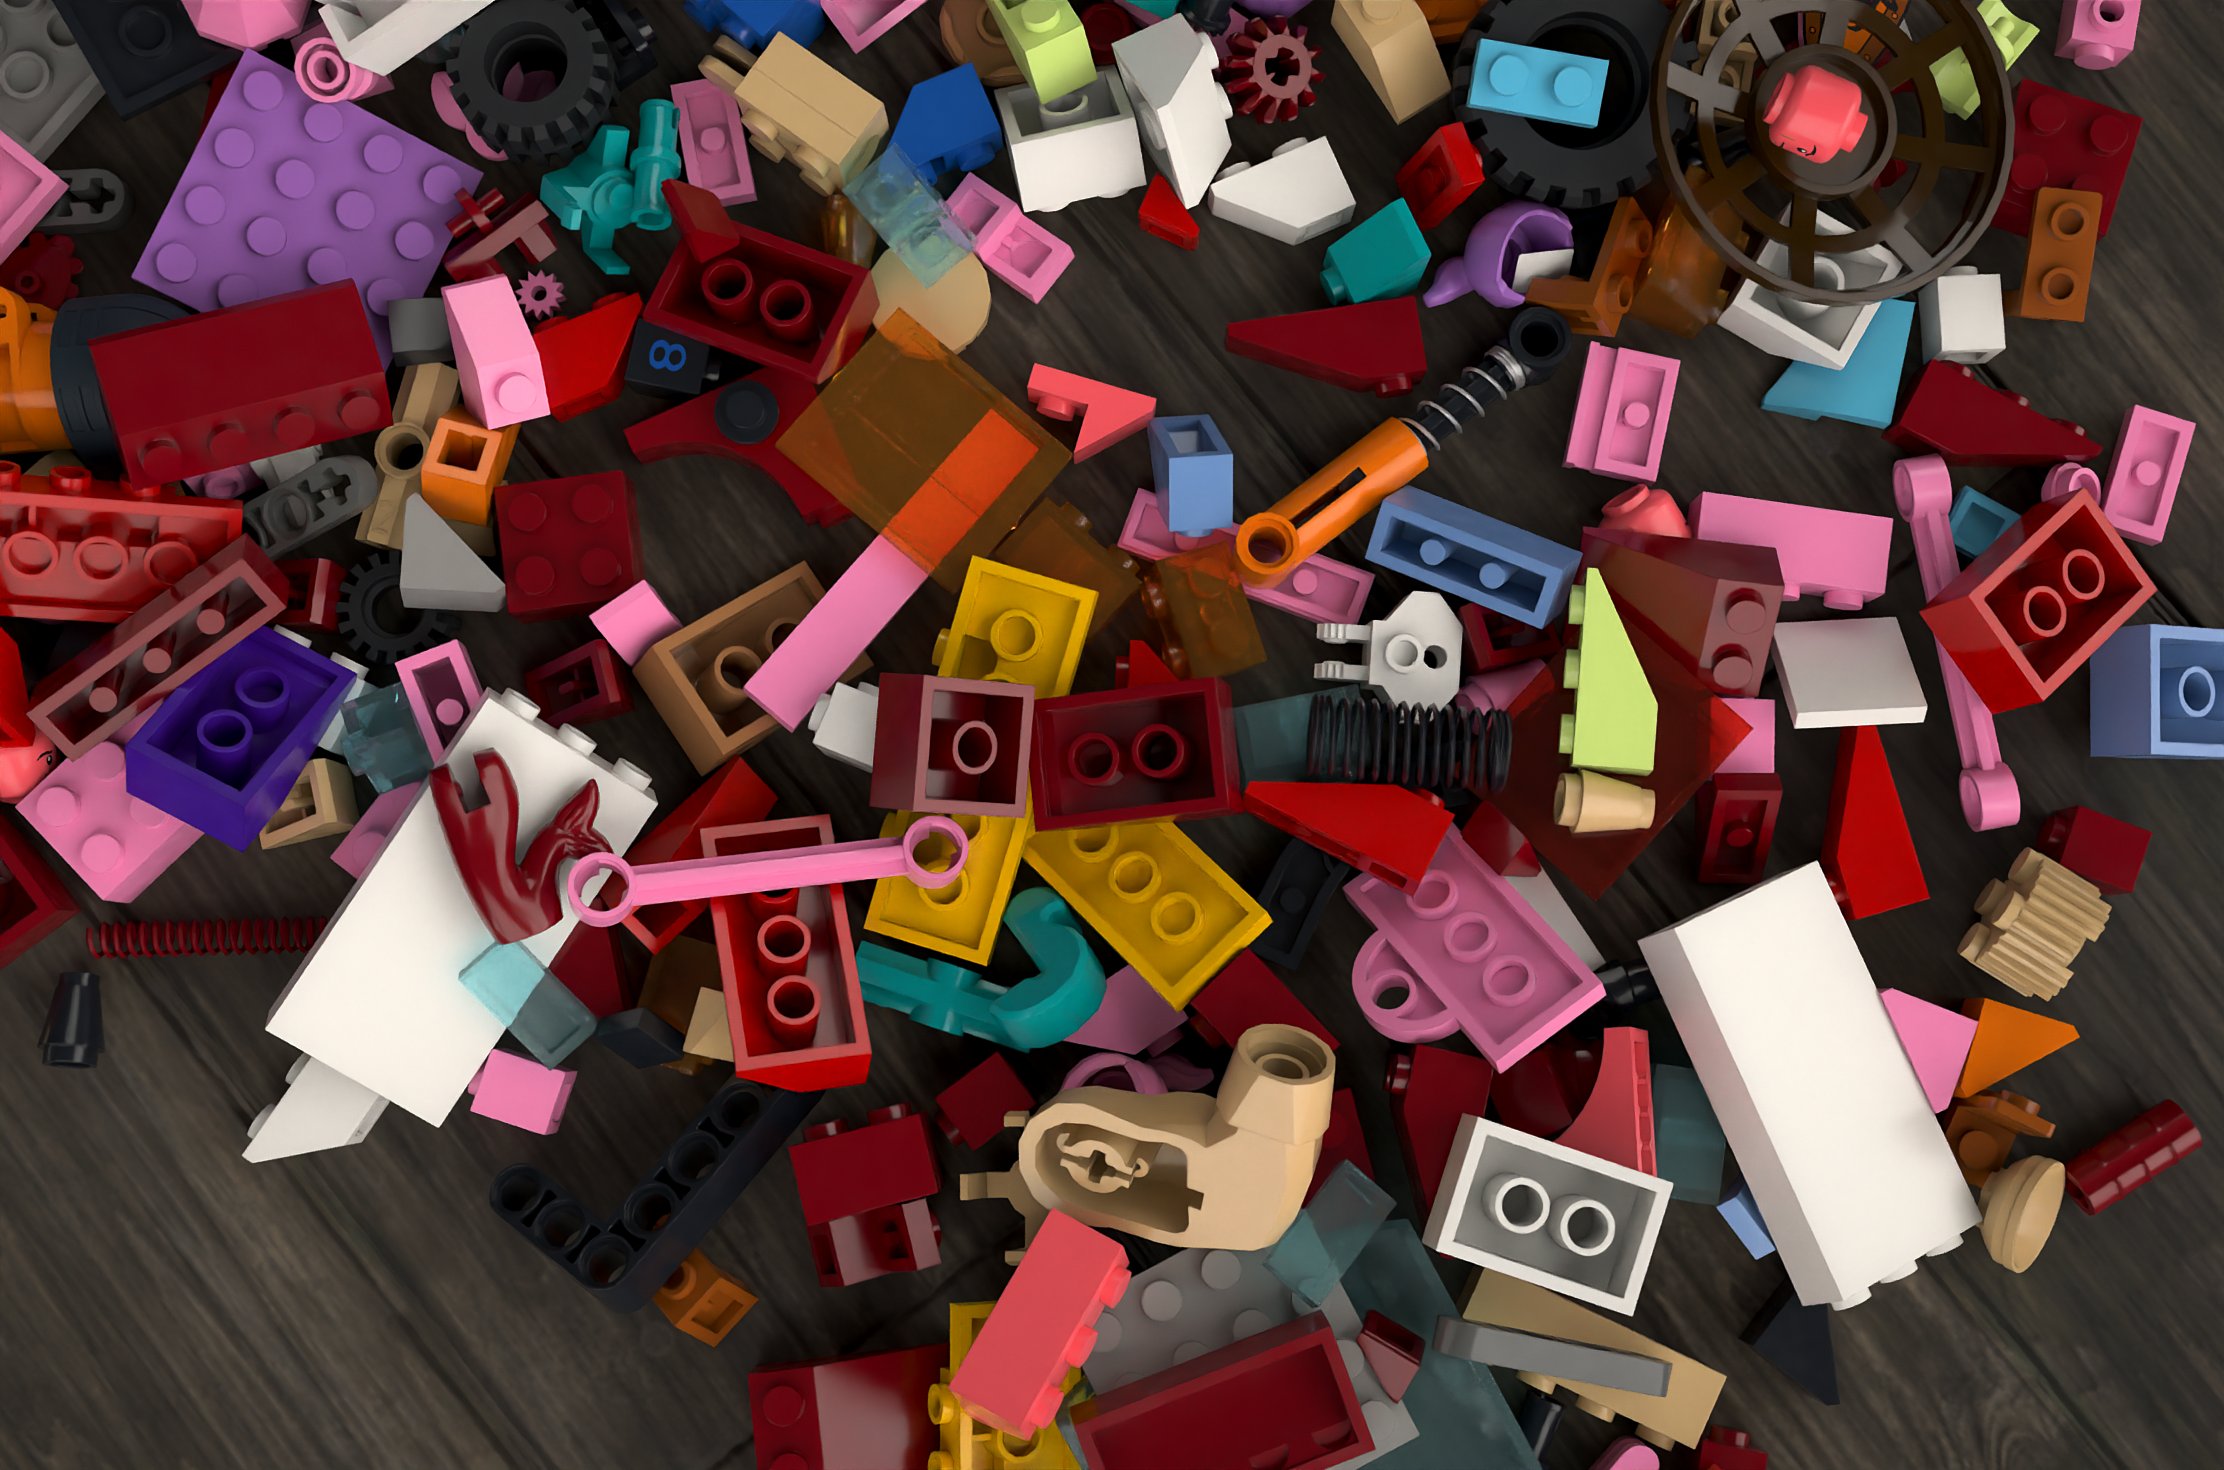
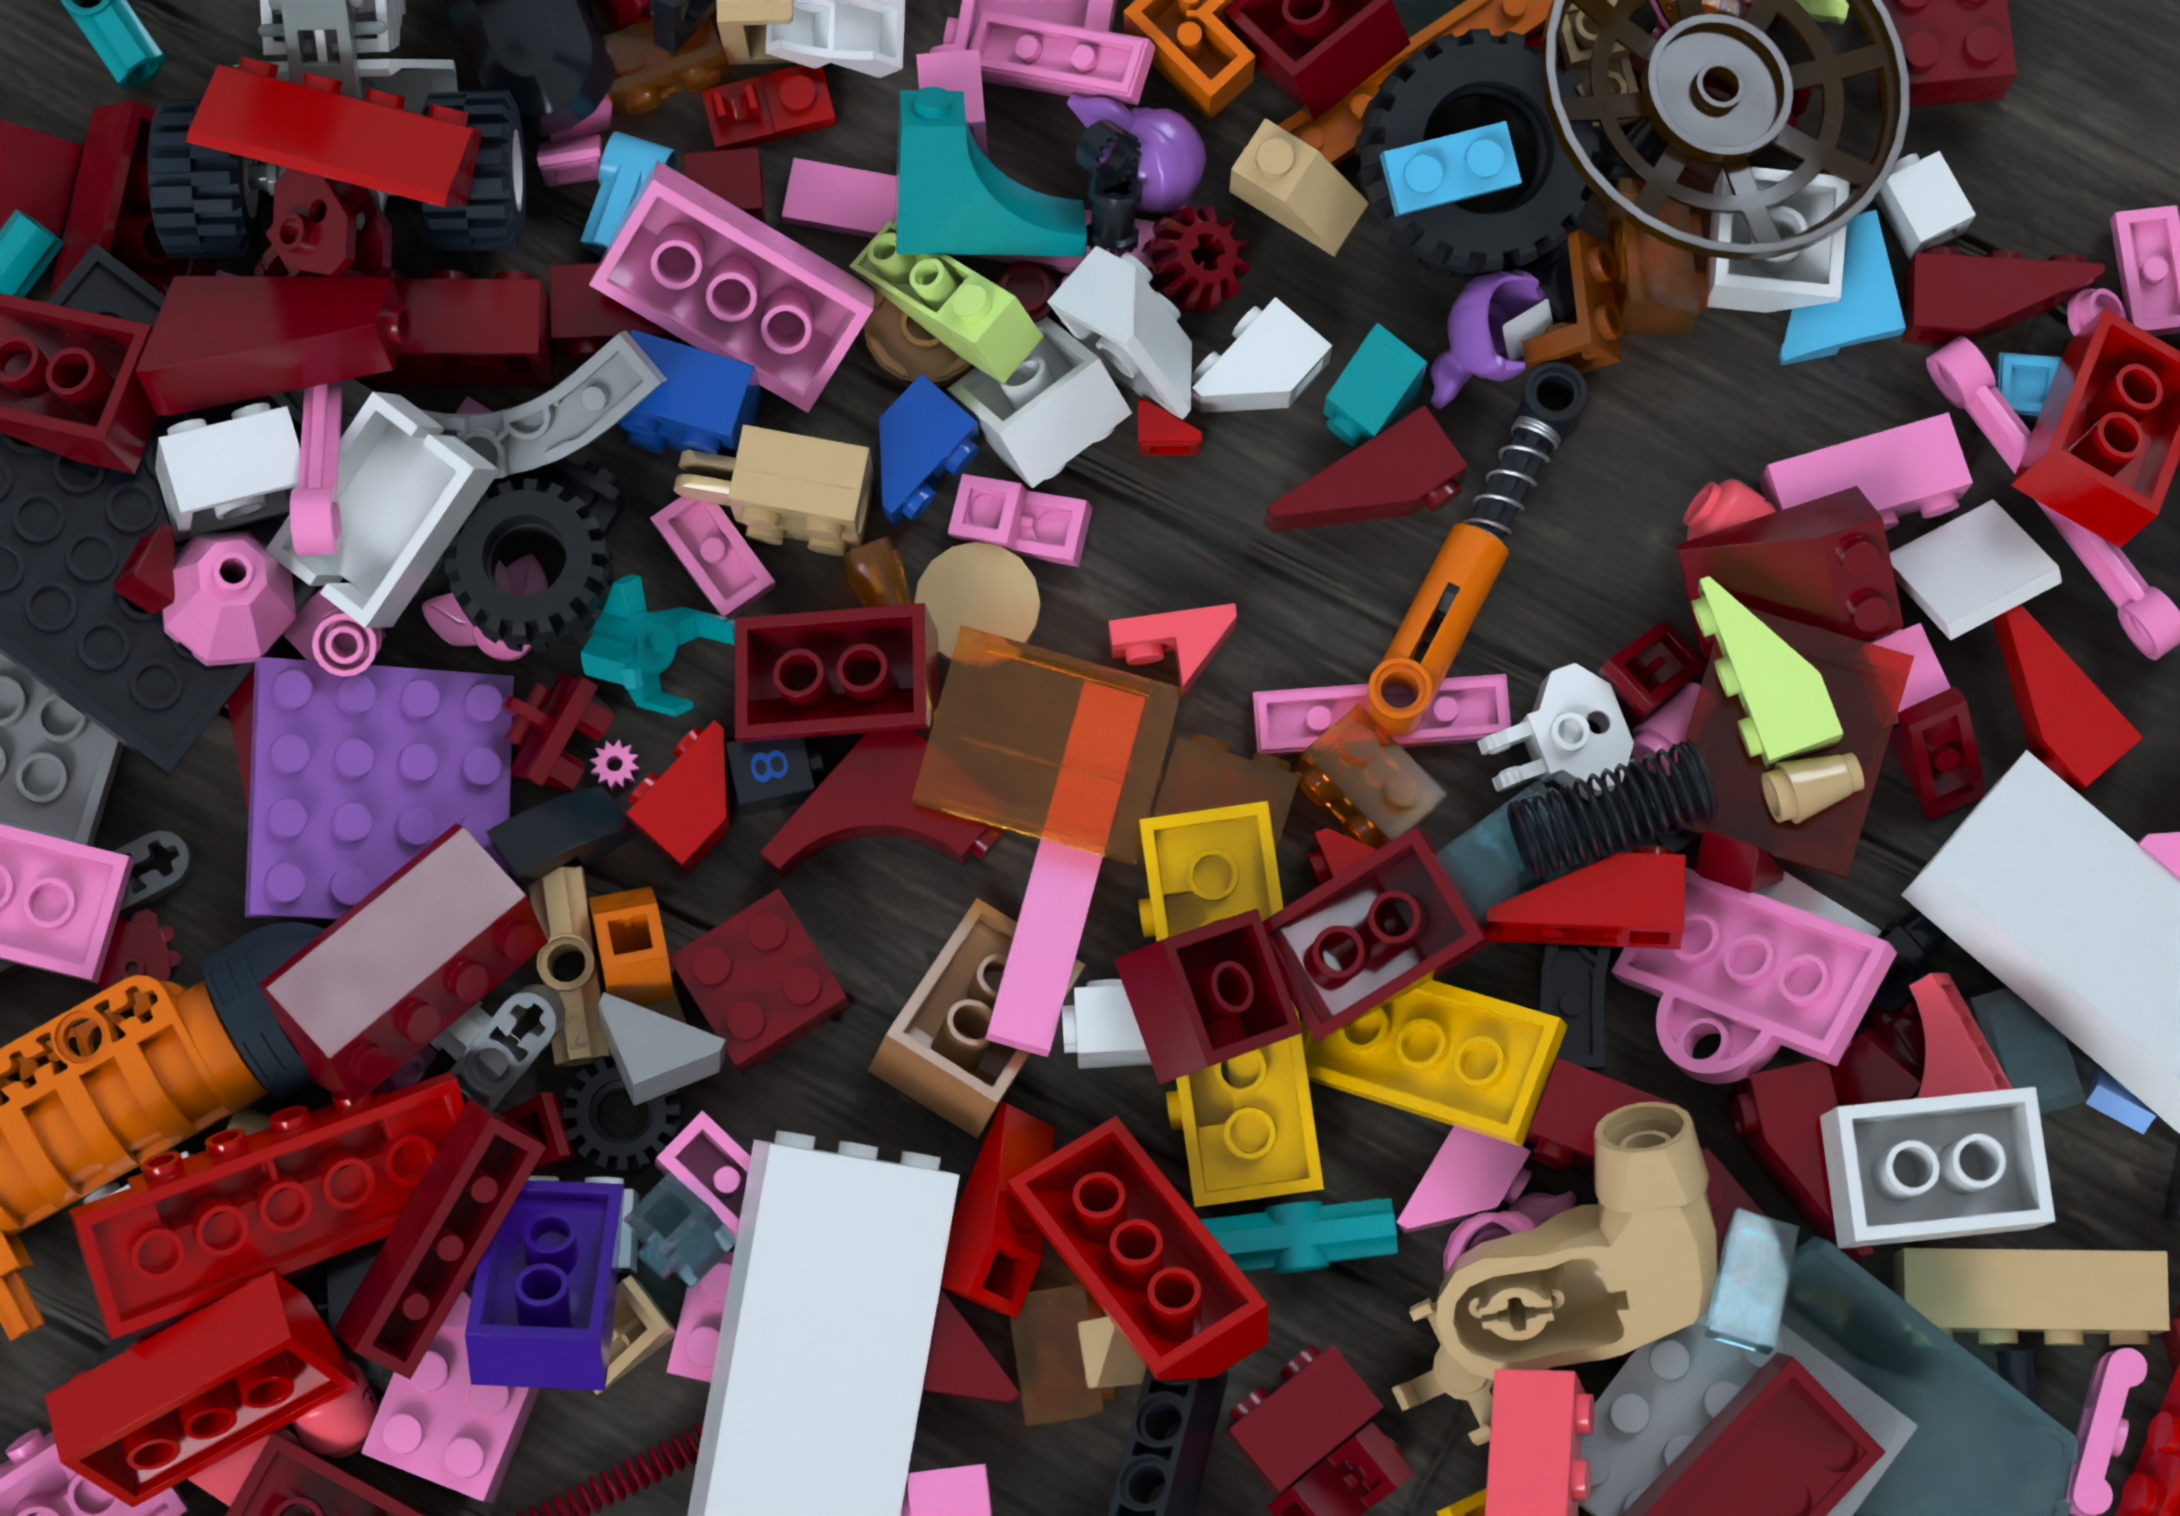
camera: 20 degrees left, 5 degrees down
(482, 843) = (870, 1316): dark red piece -> none
(494, 353) = (614, 834): bright pink slope -> none
(529, 1001) = (924, 1409): clear light blue tile -> none
(581, 686) = (828, 1104): dark red slope -> none
(635, 622) = (859, 1022): bright pink slope -> none
(640, 1037) = (1042, 1397): black tile -> none
(654, 162) = (676, 596): teal pin -> none
(700, 219) = (747, 628): dark red slope -> none
(746, 412) = (870, 783): black plate -> none
(766, 870) = (1092, 1187): bright pink piece -> none
(911, 216) = (936, 537): clear light blue brick -> none
(979, 1101) = (1377, 1317): dark red brick -> none
(1070, 980) = (1405, 1163): teal animal -> none
(1191, 474) = (1298, 656): medium blue slope -> none
(1391, 1351) = (1857, 1364): dark red slope -> none
(1440, 175) = (1397, 286): red plate -> none
(1473, 556) = (1589, 615): medium blue brick -> none
(1551, 1355) = (2002, 1298): beam -> none
(1621, 413) = (1659, 427): bright pink plate -> none
(1815, 114) = (1711, 89): coral head -> none
(2057, 257) = (1983, 113): dark orange bracket -> none

